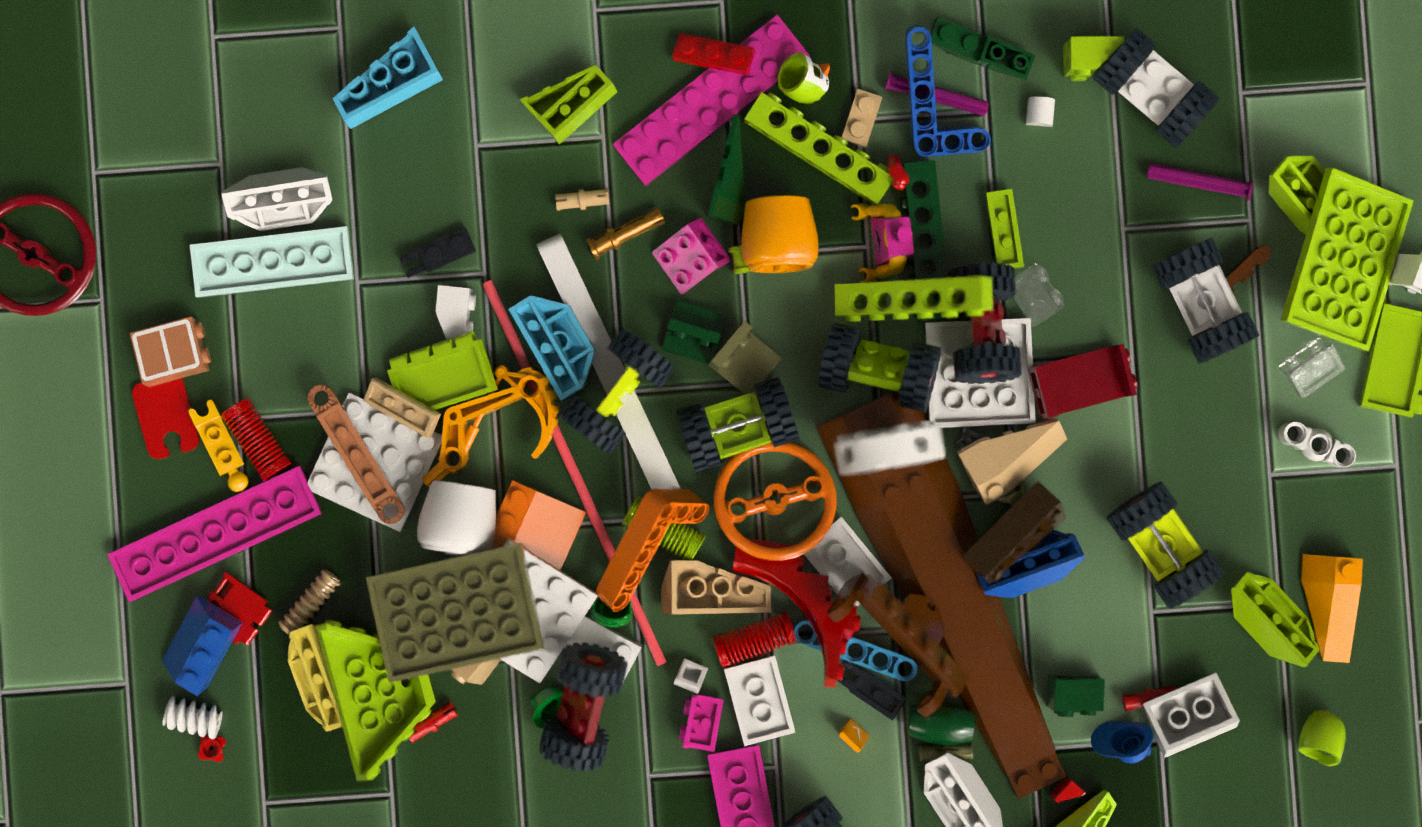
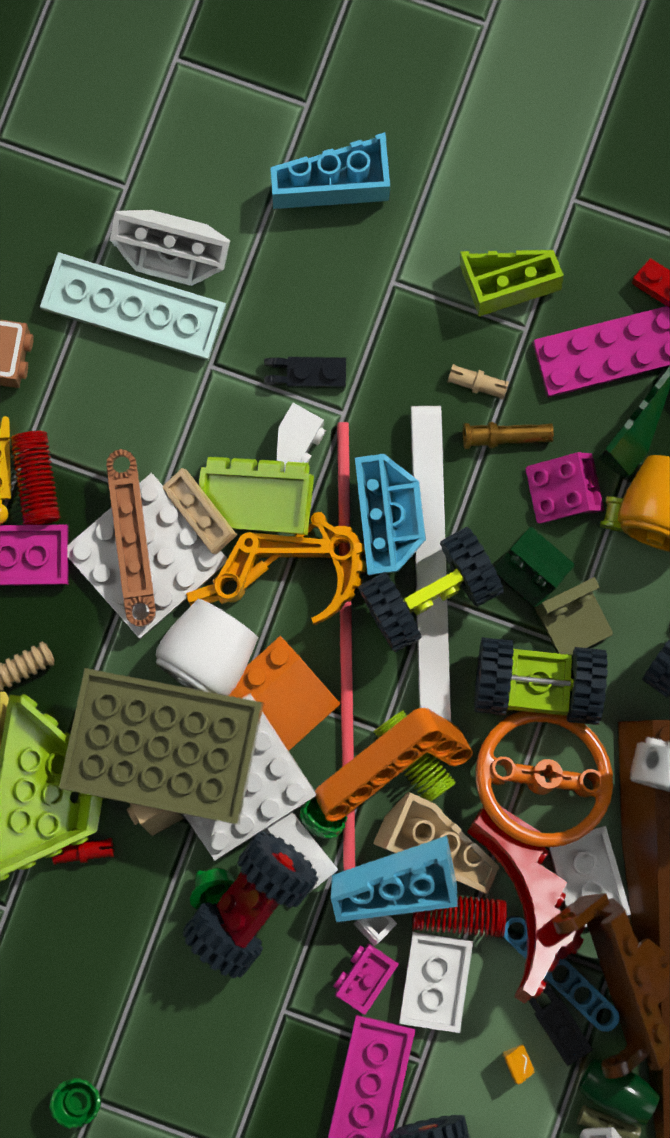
camera: 20 degrees right, 5 degrees down
(693, 637) = (397, 884): none -> medium azure wedge

